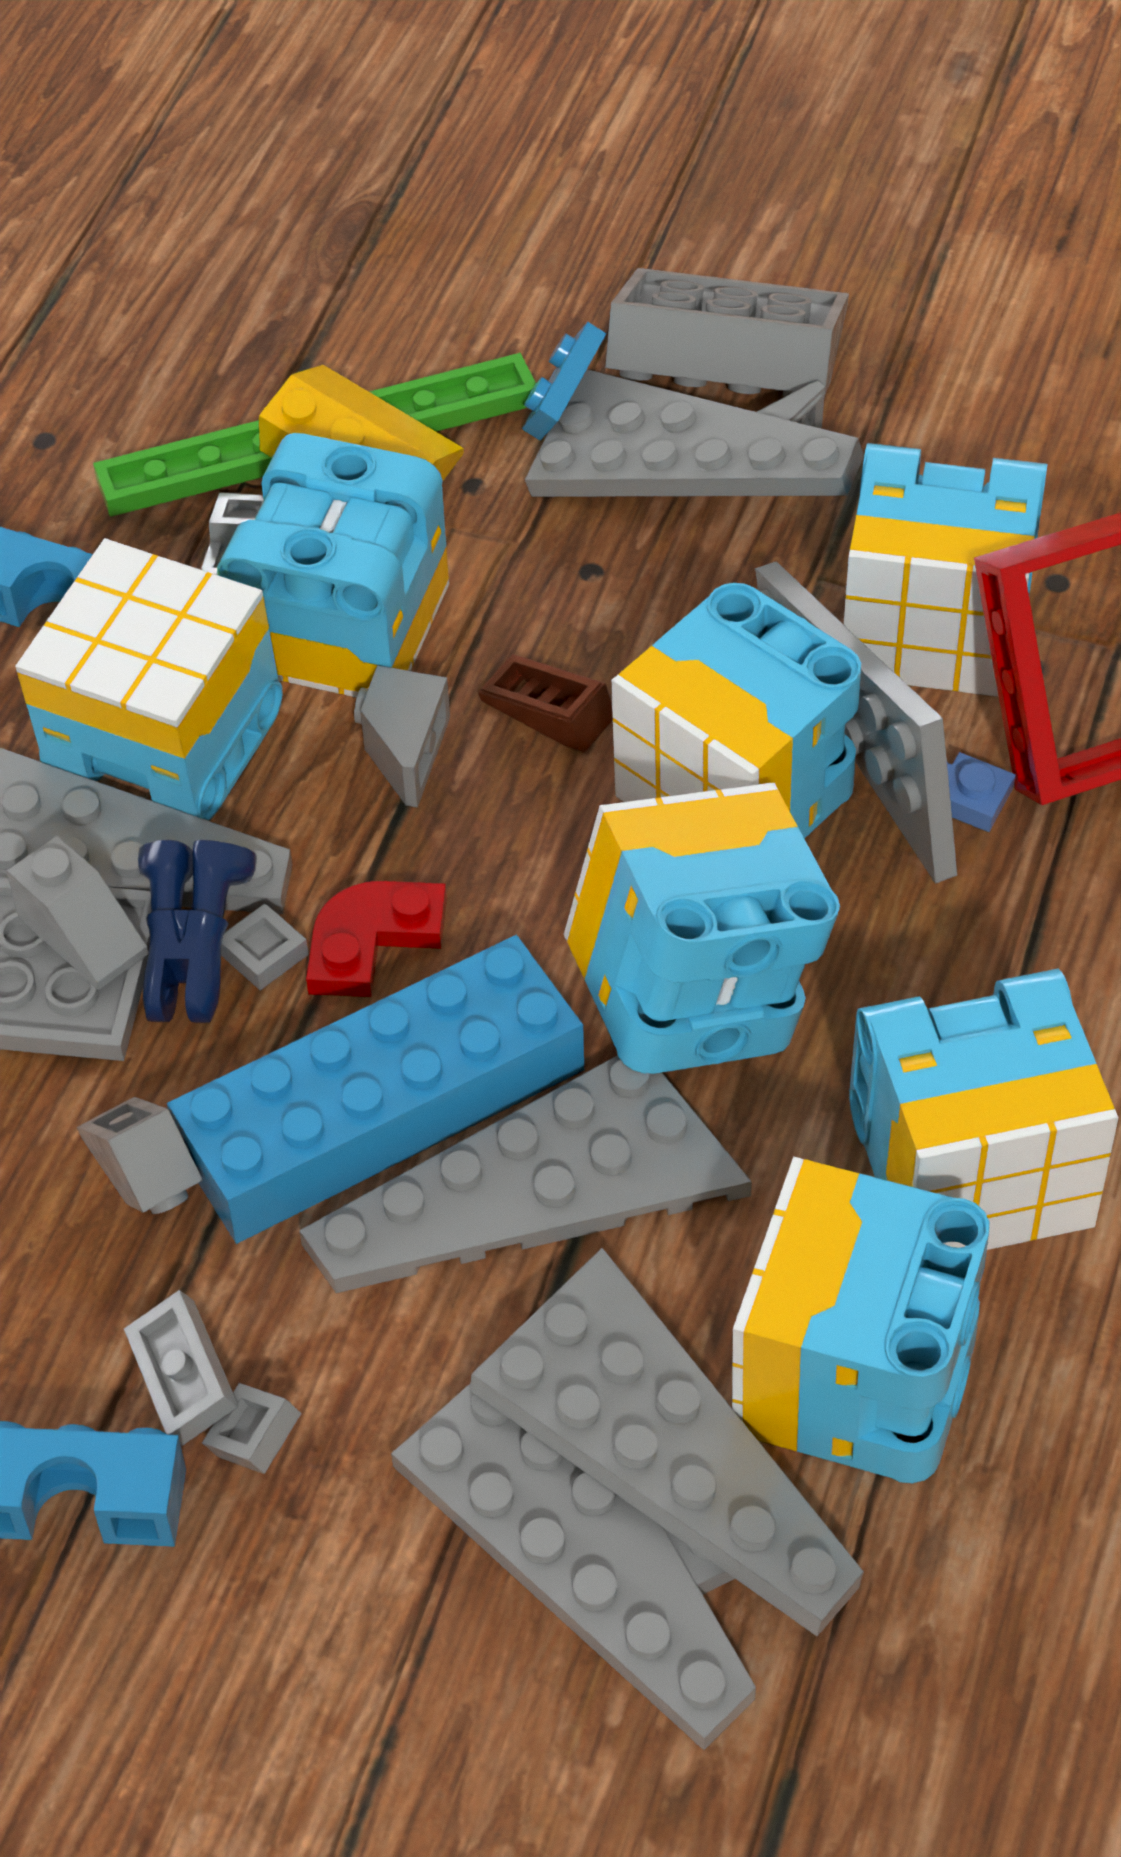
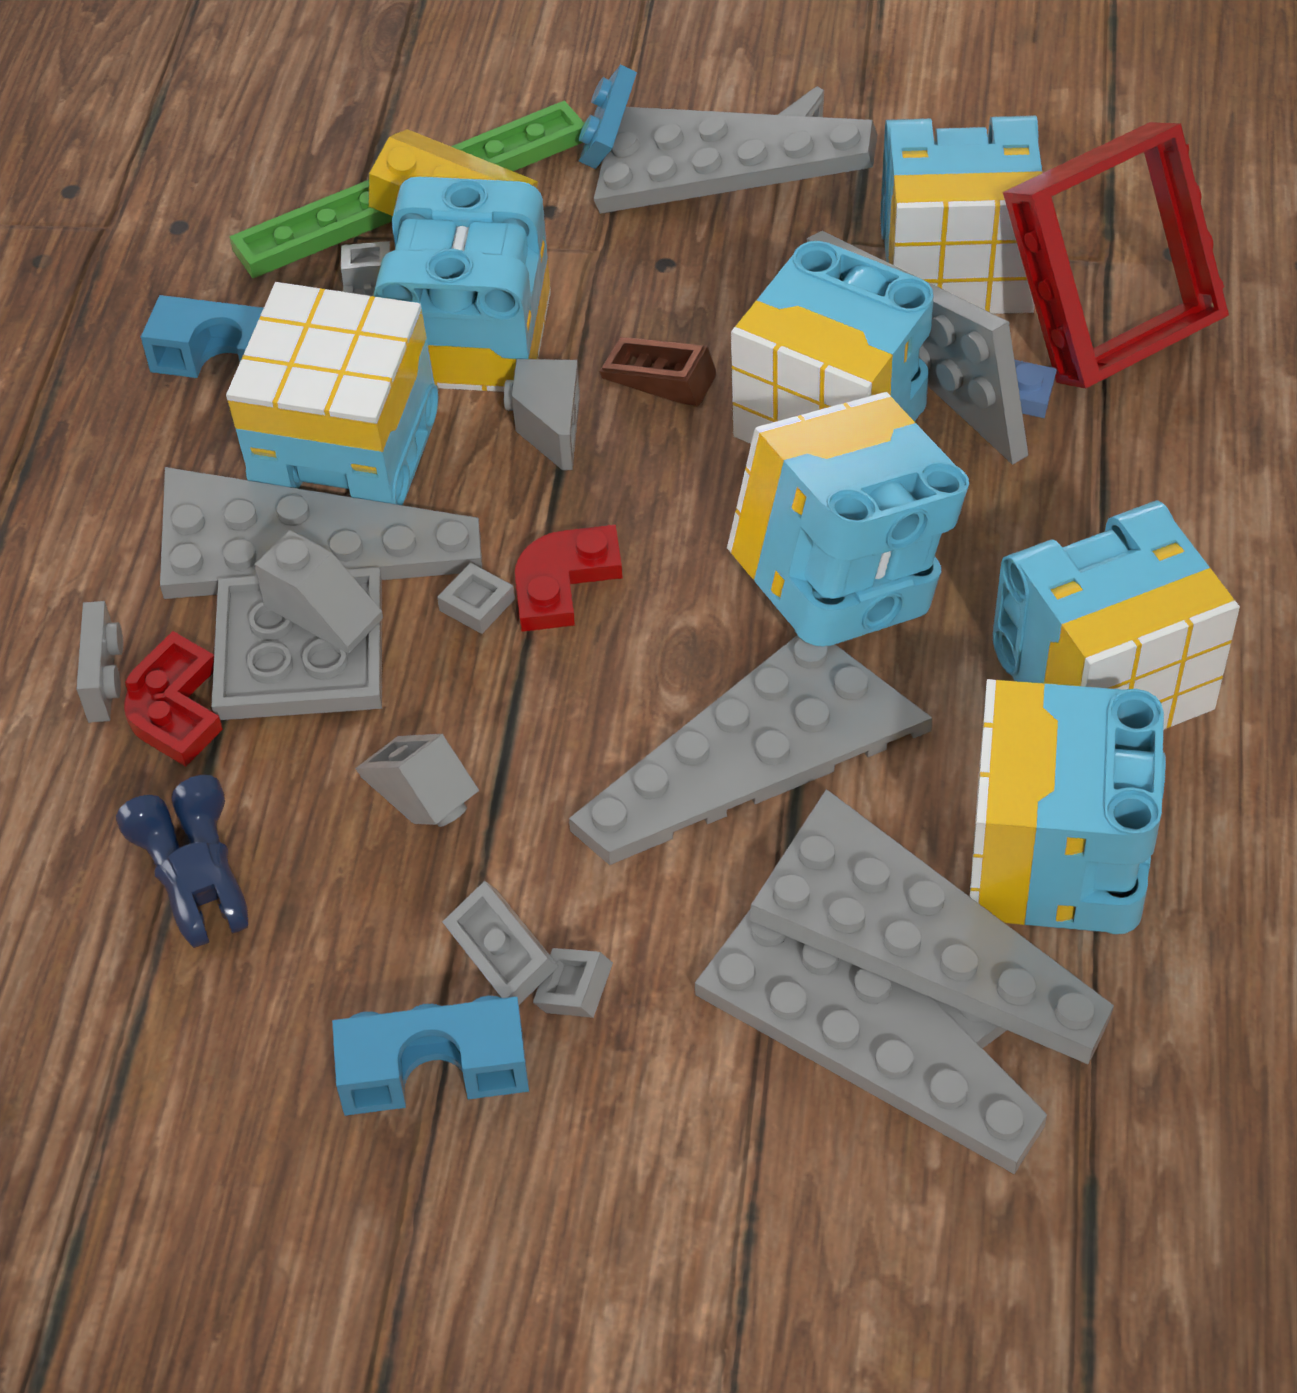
camera: 10 degrees left, 0 degrees up
(188, 942) = (413, 602): dark blue piece -> none
(378, 1087) = (606, 692): dark azure brick -> none
(724, 332) = (727, 63): light grey slope -> none

